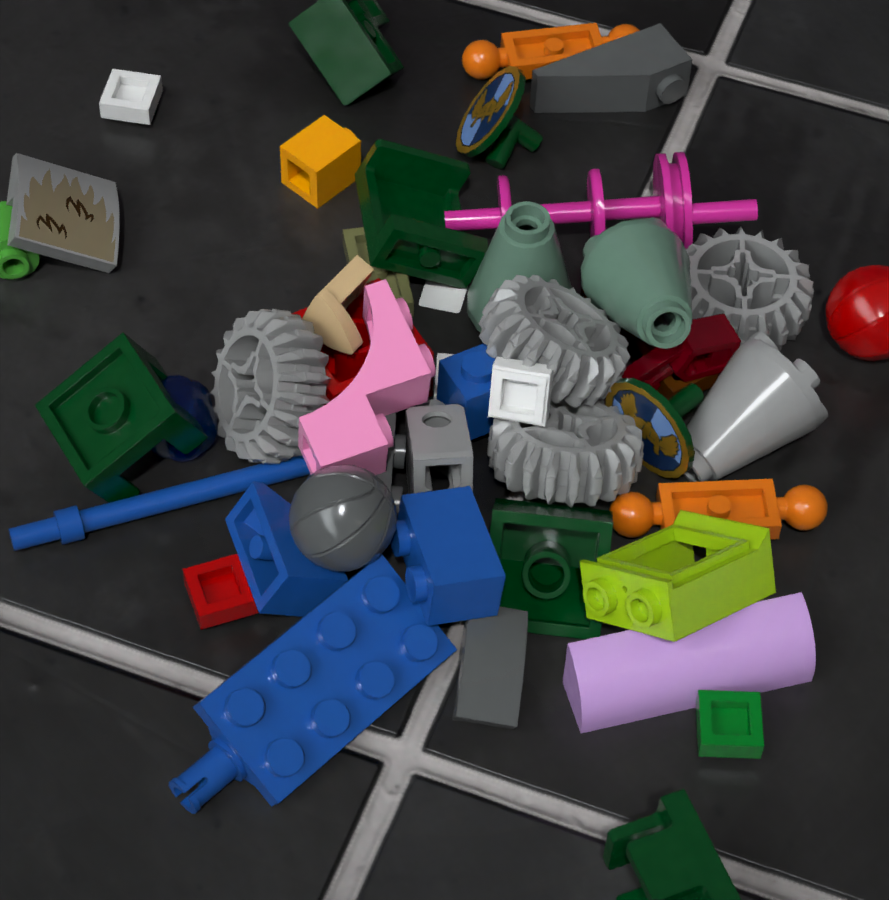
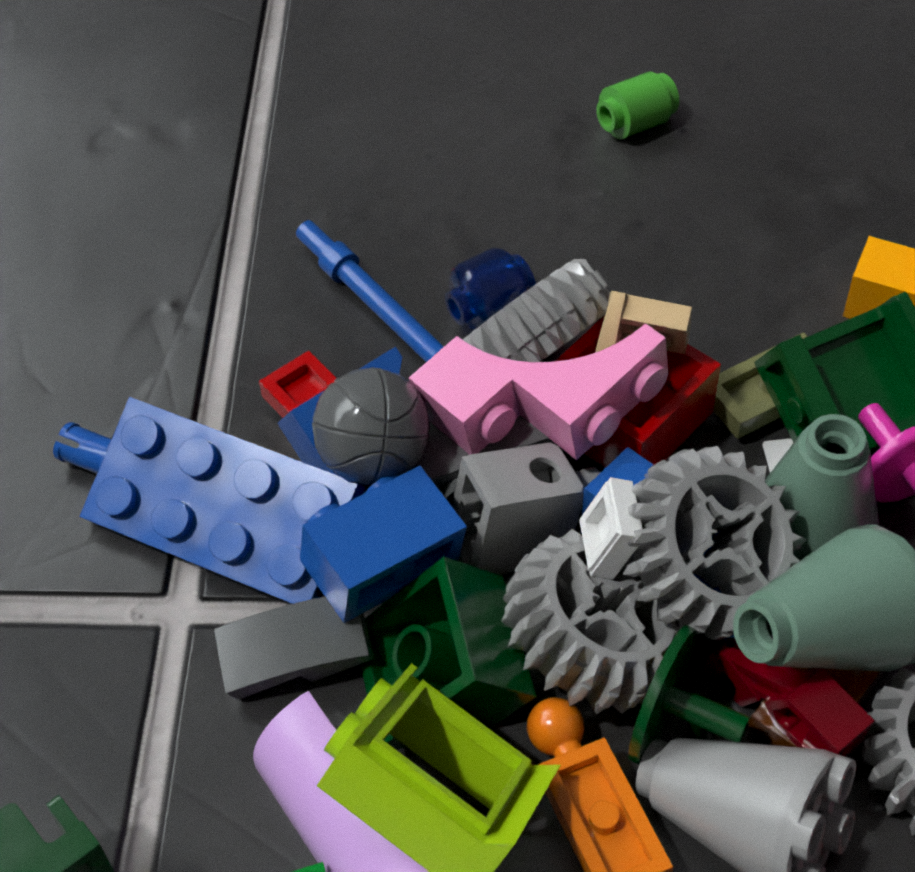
camera: 75 degrees right, 0 degrees up
(63, 213) = (682, 118): slope -> none
(114, 415) = (435, 226): dark green panel -> none
(131, 96) = (876, 120): white plate -> none

